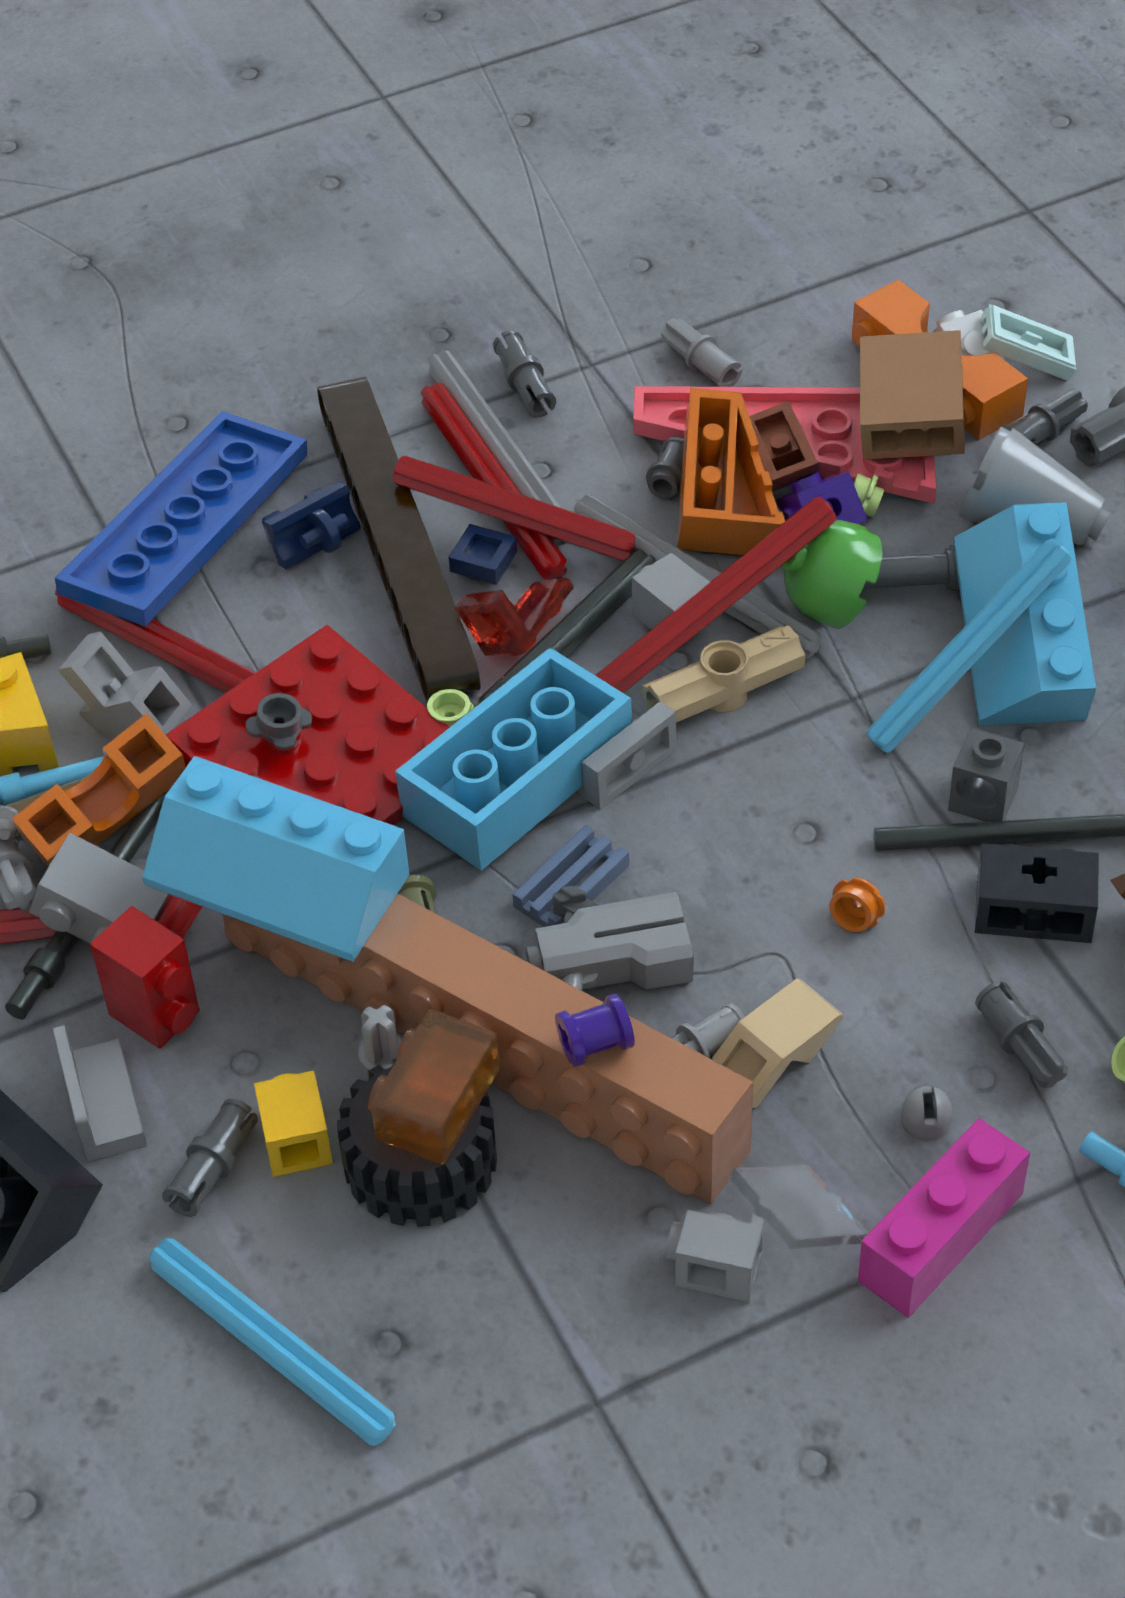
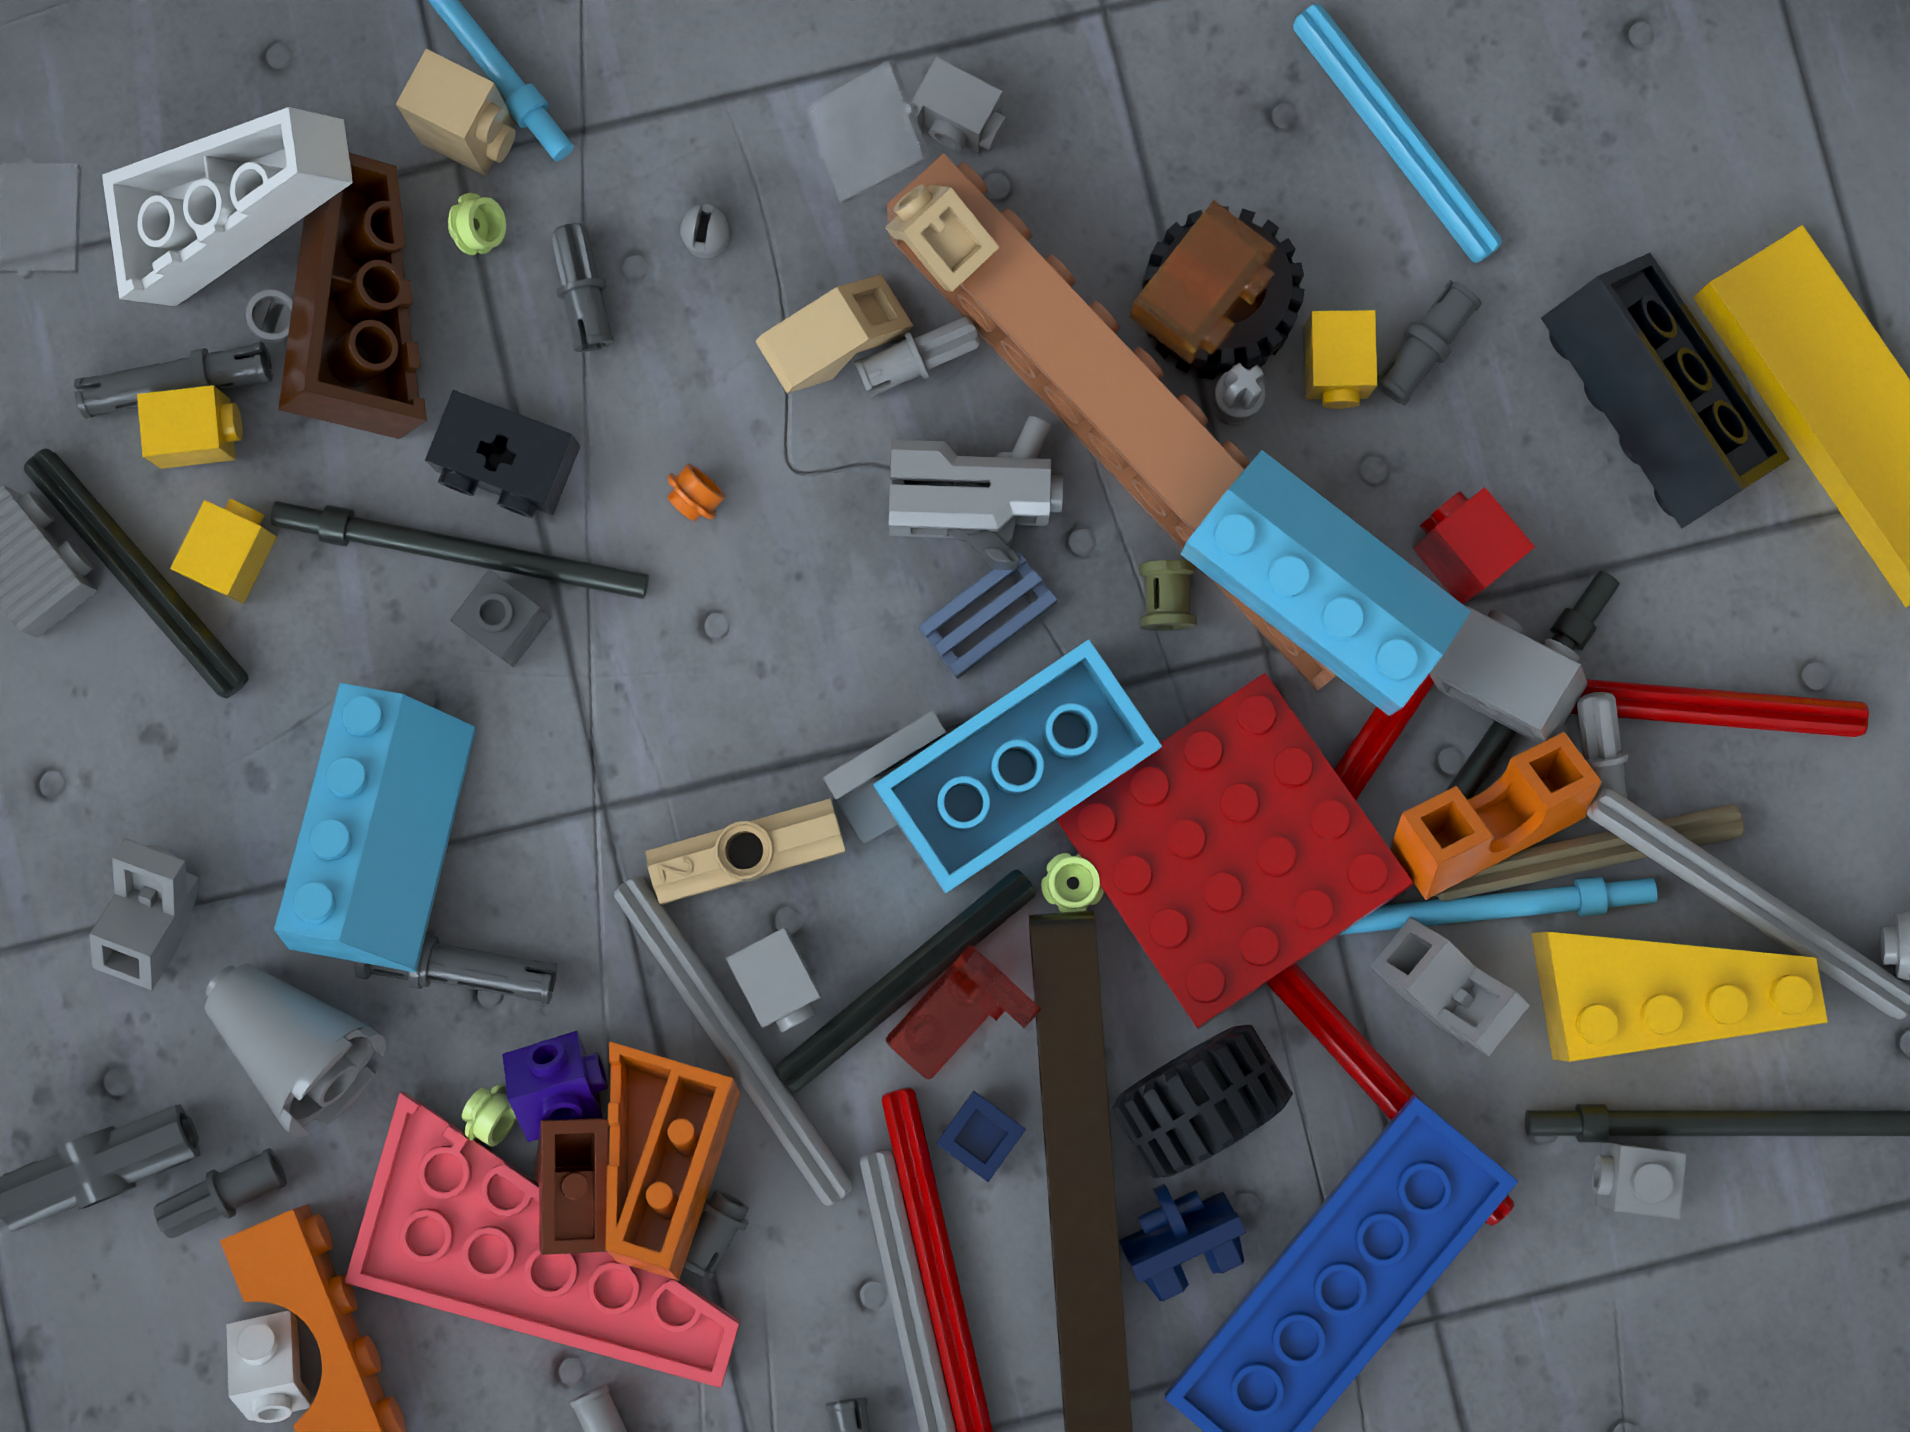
camera: 170 degrees left, 35 degrees up
(100, 1097) = (1533, 446): light grey panel -> none
(279, 709) = (1277, 838): dark grey plate -> none
(313, 571) = (1202, 1101): none -> black tyre
(514, 508) = (933, 1179): red axle -> none
(595, 1030) = (1034, 276): dark purple bush -> none
(694, 1043) = (941, 233): none -> tan bracket
(718, 595) = (740, 922): red axle -> none
(832, 572) = (574, 952): bright green cylinder -> none
(911, 395) = (379, 1232): medium nougat brick -> none
(943, 1217) = (732, 88): dark pink brick -> none
(969, 645) = (456, 777): medium azure axle -> none
(1028, 342) = (224, 1348): light aqua tile -> none

